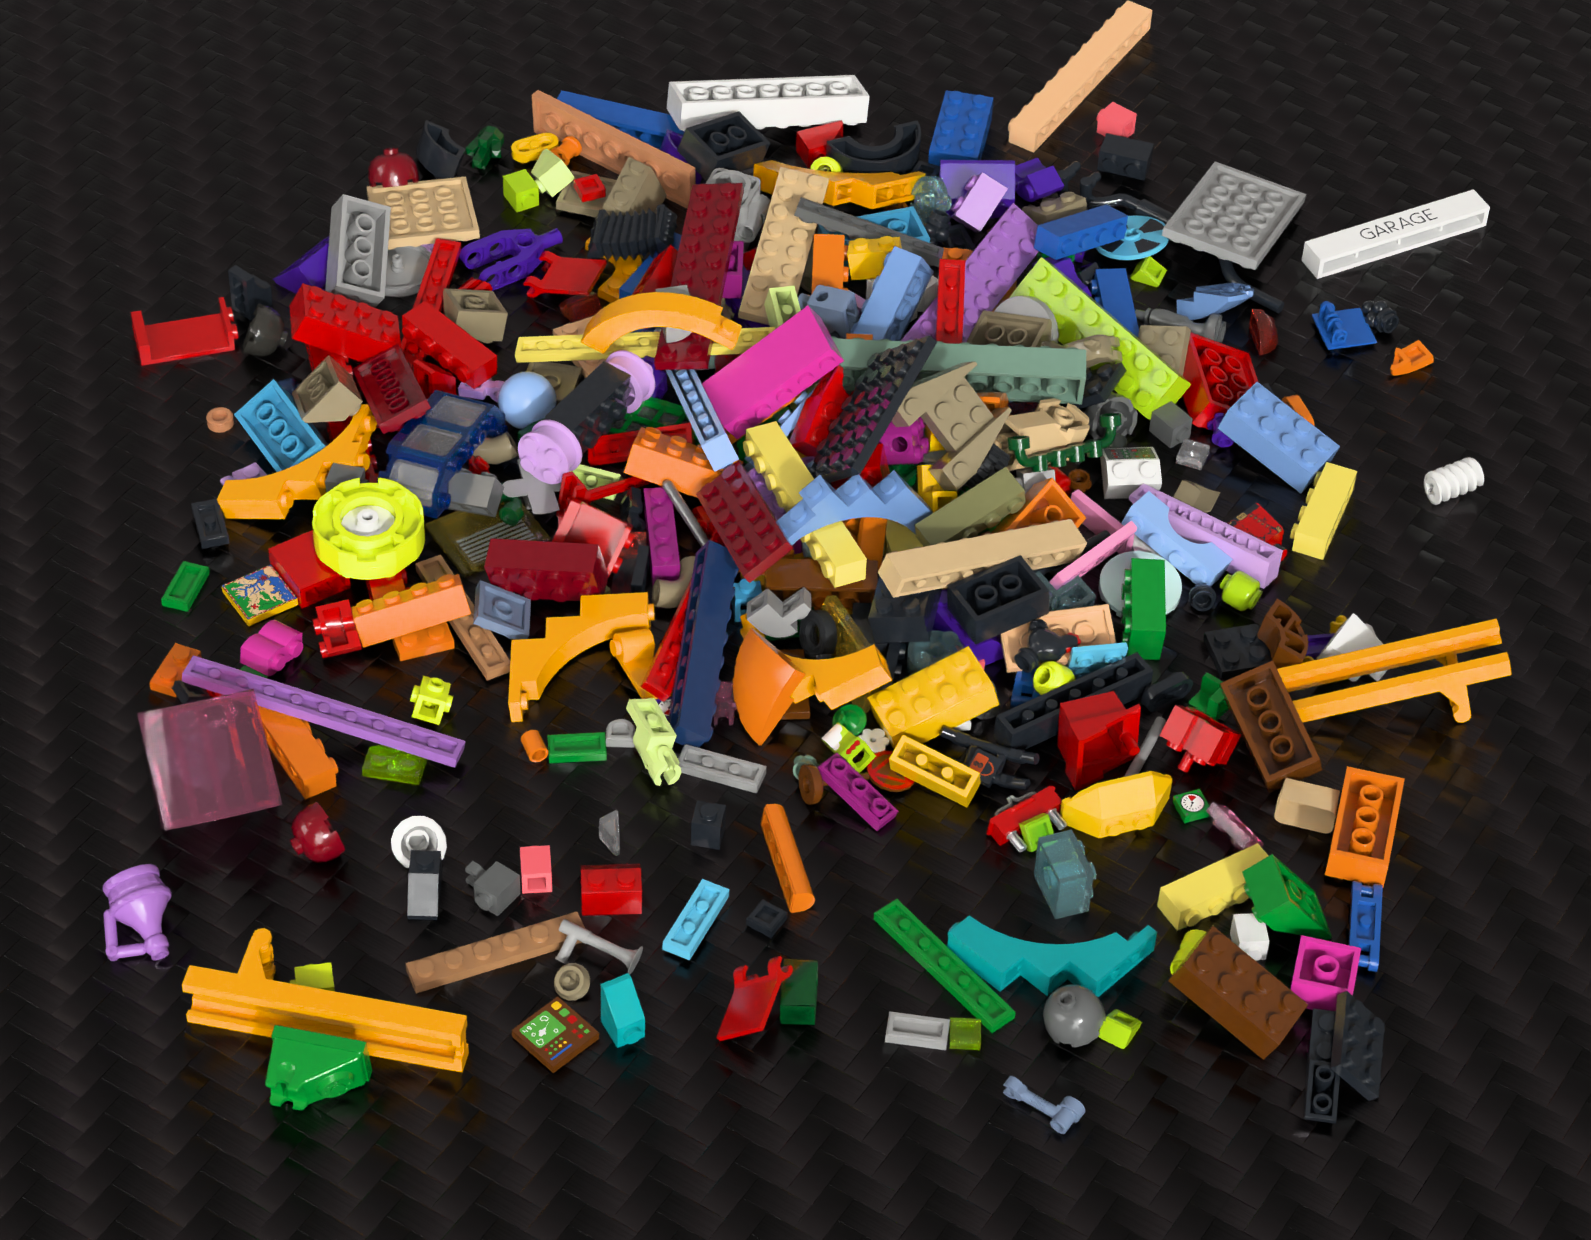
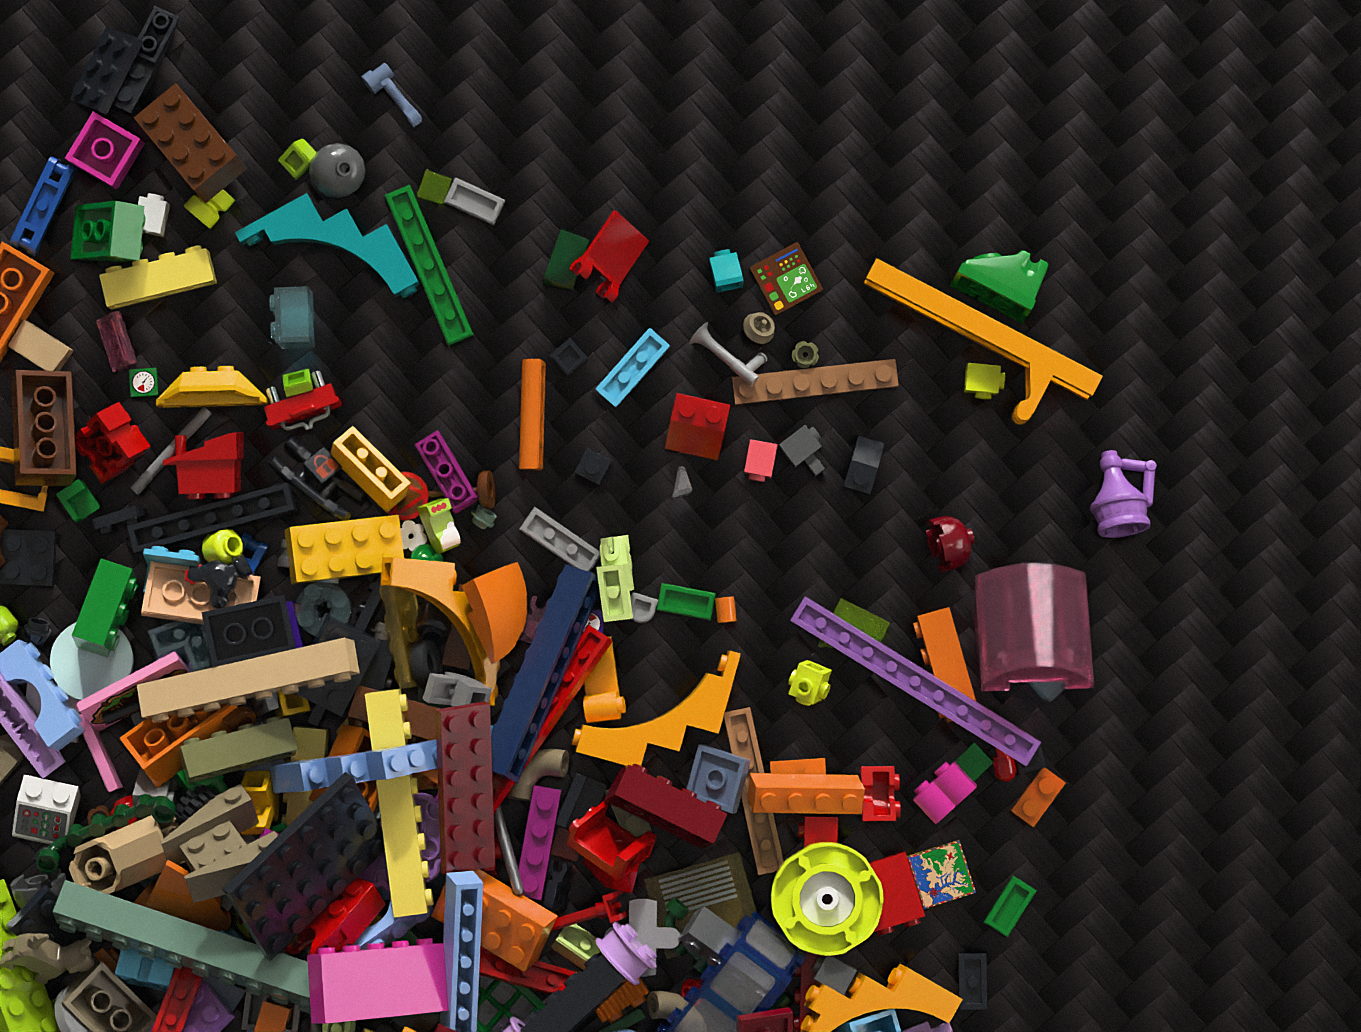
camera: 160 degrees left, 40 degrees up
(417, 834) = (858, 513): white hat -> none
(511, 965) = (811, 359): none -> olive plate

